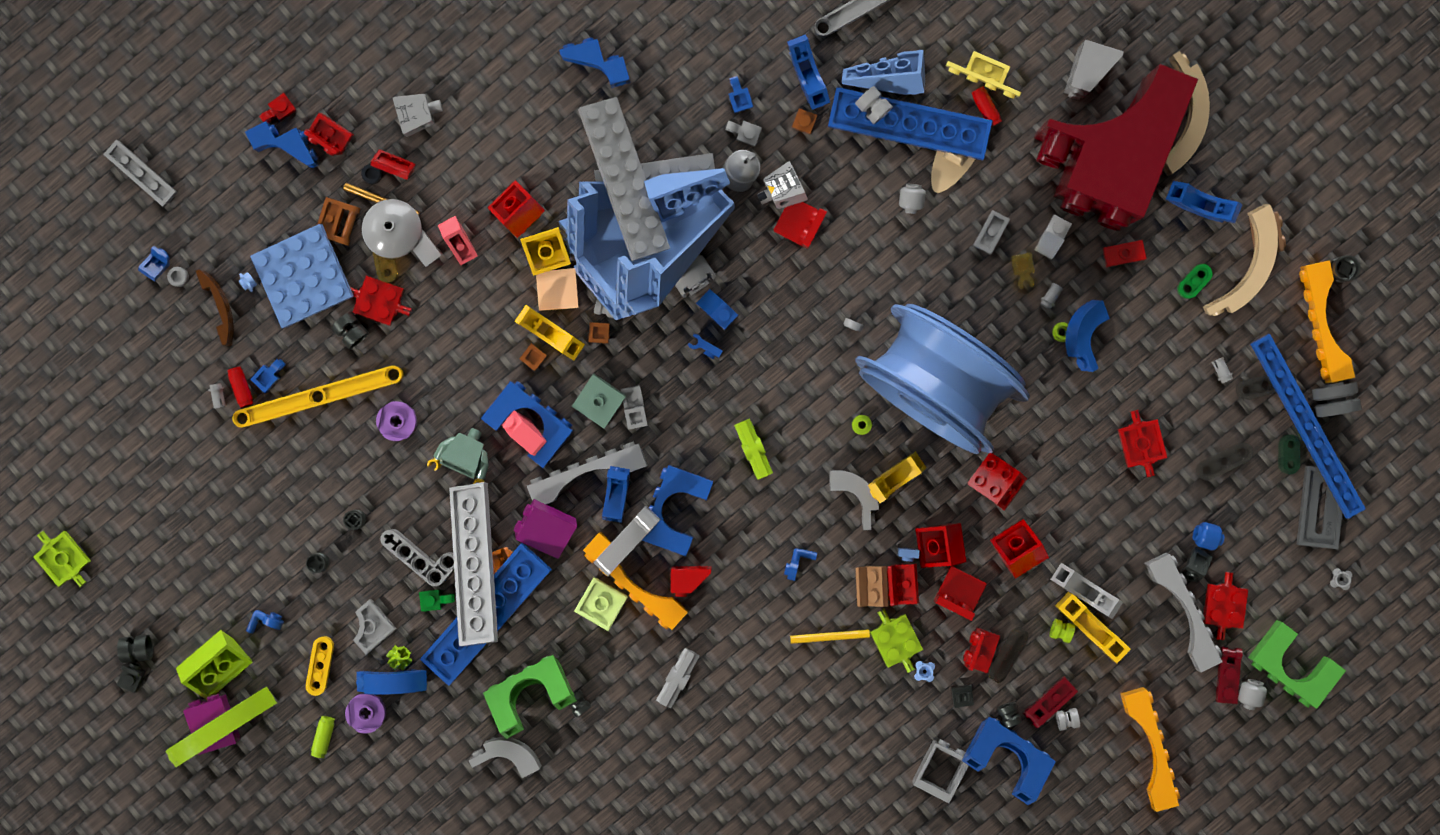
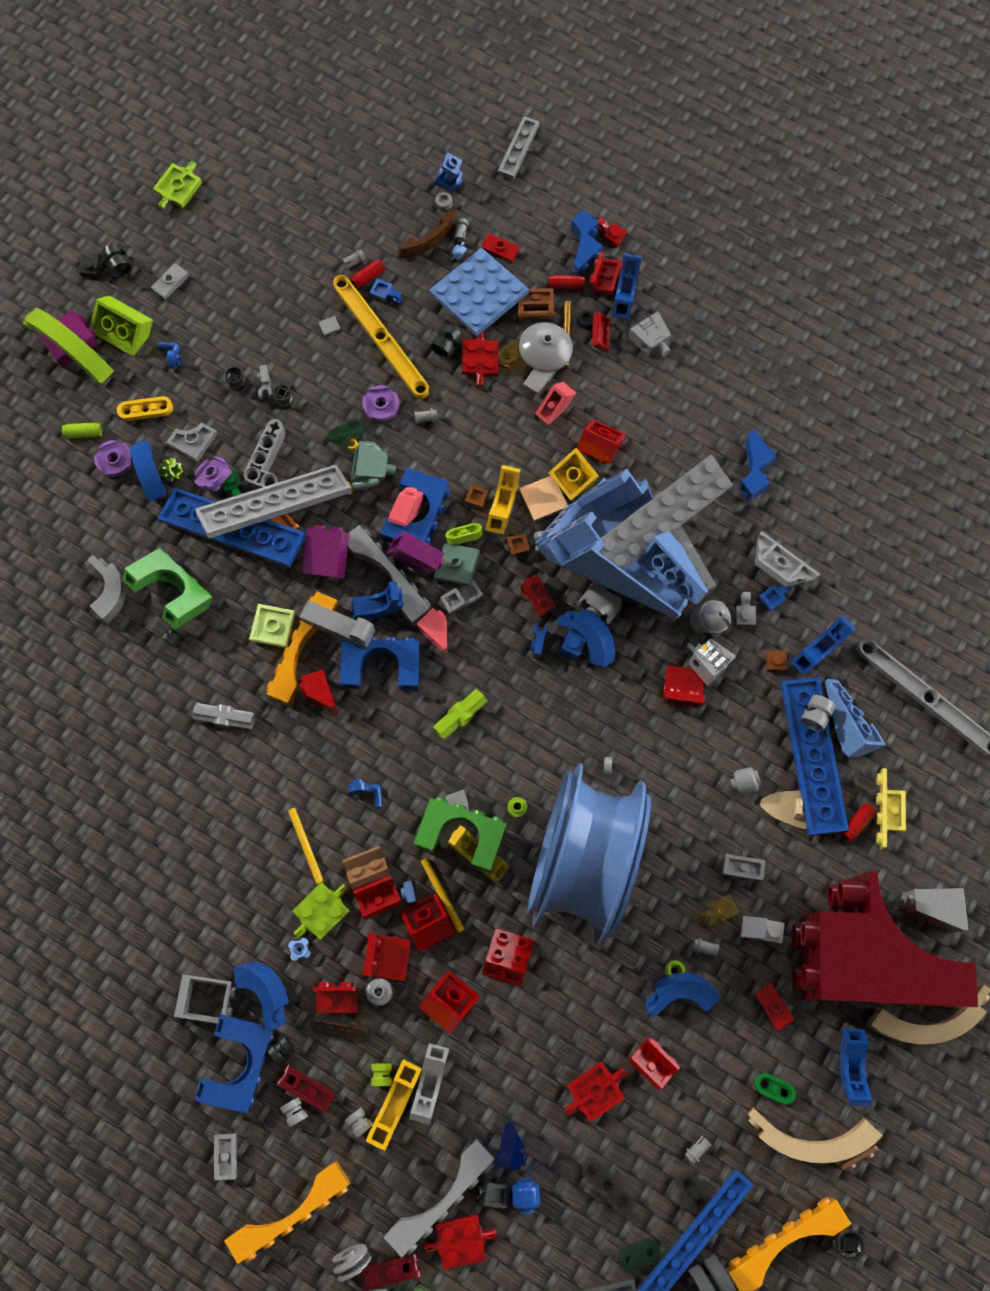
camera: 70 degrees right, 15 degrees down
(147, 257) = (451, 165): none -> blue bracket
(176, 599) = (169, 281): none -> light grey plate
(217, 268) = (461, 227): none -> light grey pin
(256, 235) = (500, 248): none -> red plate
(286, 446) = (329, 325): none -> light grey piece
(322, 179) = (566, 282): none -> red piece
(328, 533) = (264, 379): none -> light grey plate
(353, 120) = (626, 286): none -> blue arch
(417, 466) = (346, 432): none -> clear green plate
(425, 610) = (212, 474): none -> medium lavender plate
(426, 378) = (426, 416): none -> light grey pin
(569, 383) = (464, 534): none -> lime plate
(579, 440) = (415, 554): none -> magenta brick
(659, 332) = (537, 595): none -> red plate
(659, 444) = (434, 627): none -> coral slope
(709, 77) = (781, 563): none -> light grey wing
(717, 291) = (596, 633): none -> blue arch
(881, 460) = (440, 815): none -> bright green arch
(920, 523) = (442, 895): none -> yellow bar
(951, 711) = (267, 987): none -> blue arch
(983, 606) = (386, 994): none -> light grey head
(1084, 791) = (225, 1156): none -> light grey plate
(1096, 663) = (359, 1122): none -> light grey wheel
(1136, 382) = (654, 1063): none -> red bracket
(1165, 535) = (511, 1148): none -> clear blue slope
(1210, 706) = (353, 1261): none -> light grey piece

